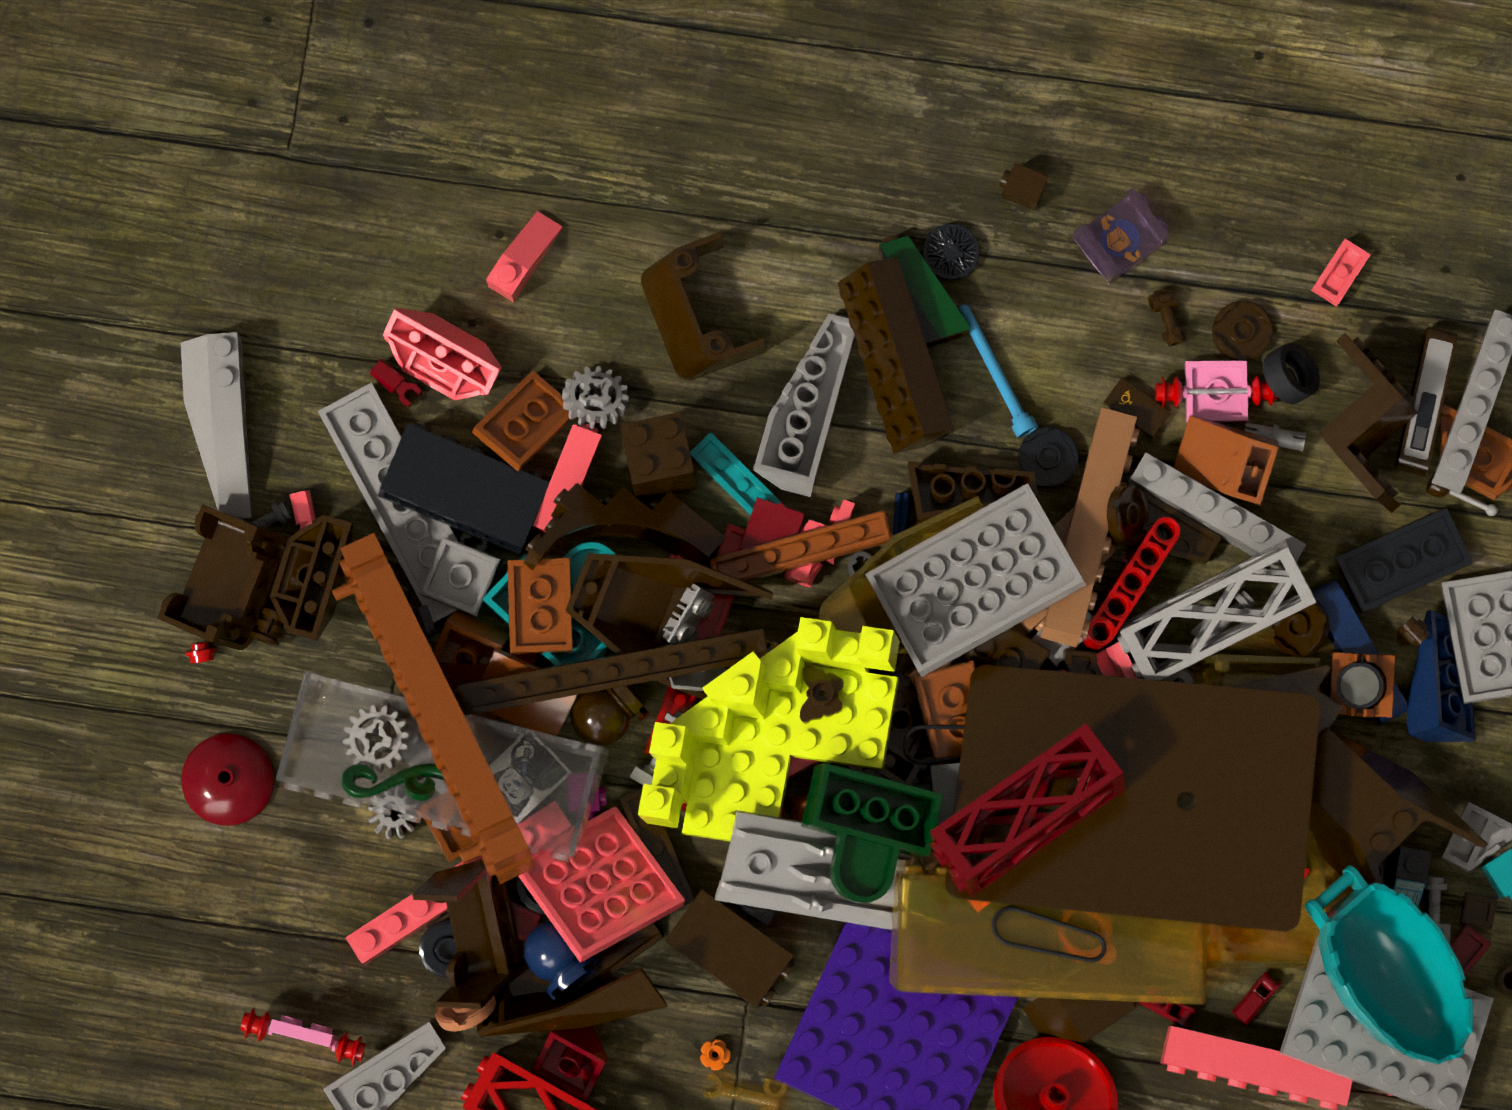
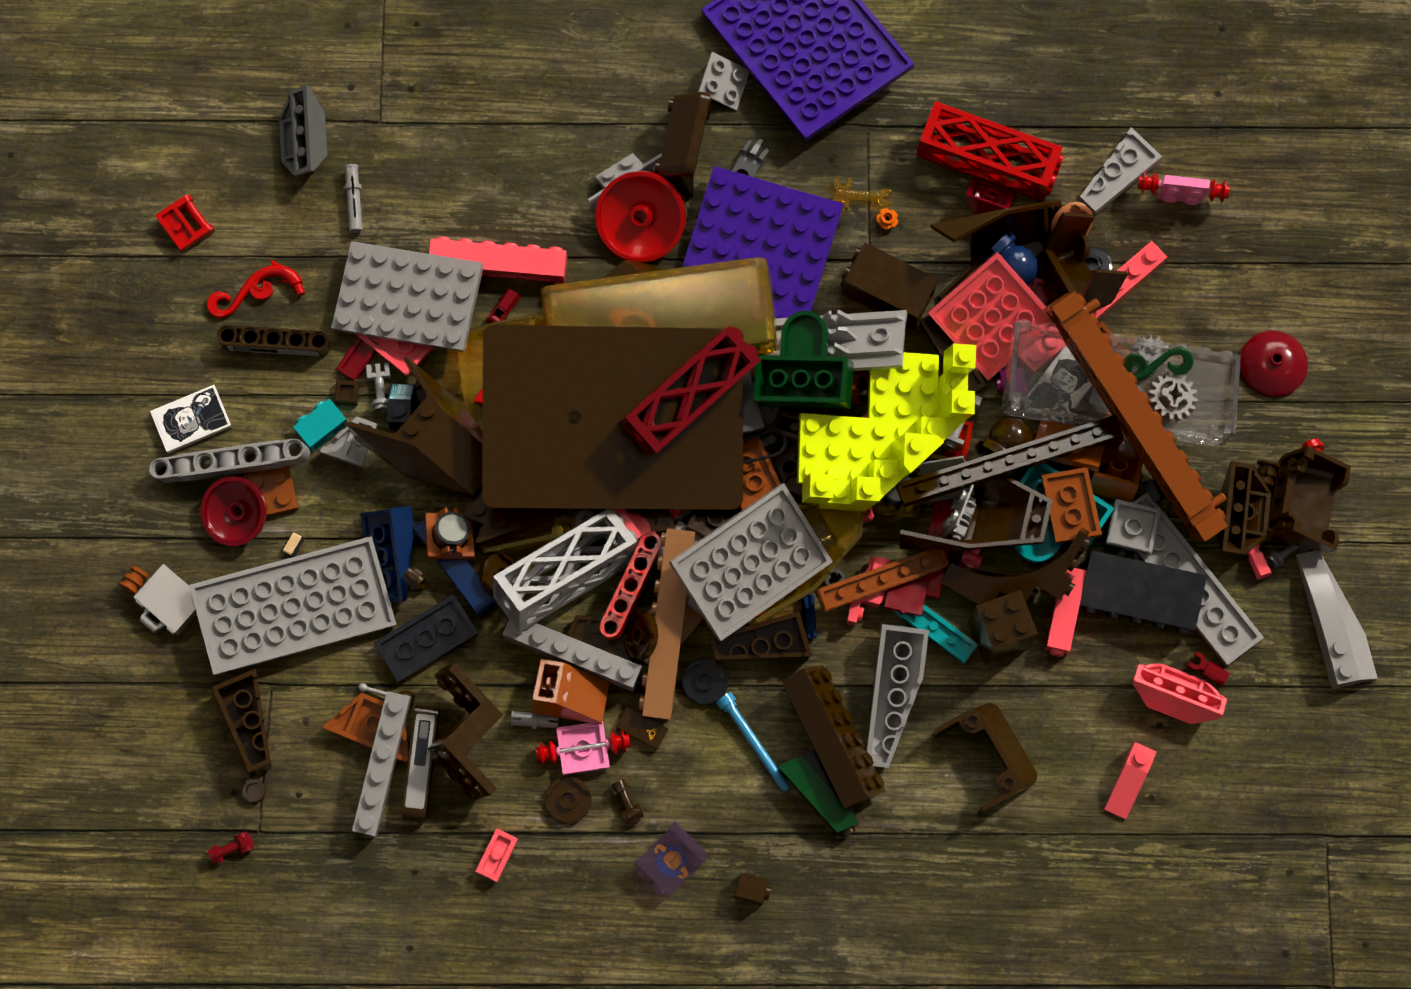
camera: 170 degrees right, 5 degrees down
(523, 421) = (1106, 649): dark orange plate -> none
(595, 397) = (1050, 683): light grey gear -> none
(816, 706) = (853, 452): dark brown animal -> none
(951, 251) = (801, 830): black wheel -> none
(1054, 921) = (660, 302): black piece -> none
(1279, 378) = (540, 762): black tyre -> none
(1393, 969) = (409, 317): teal windscreen -> none

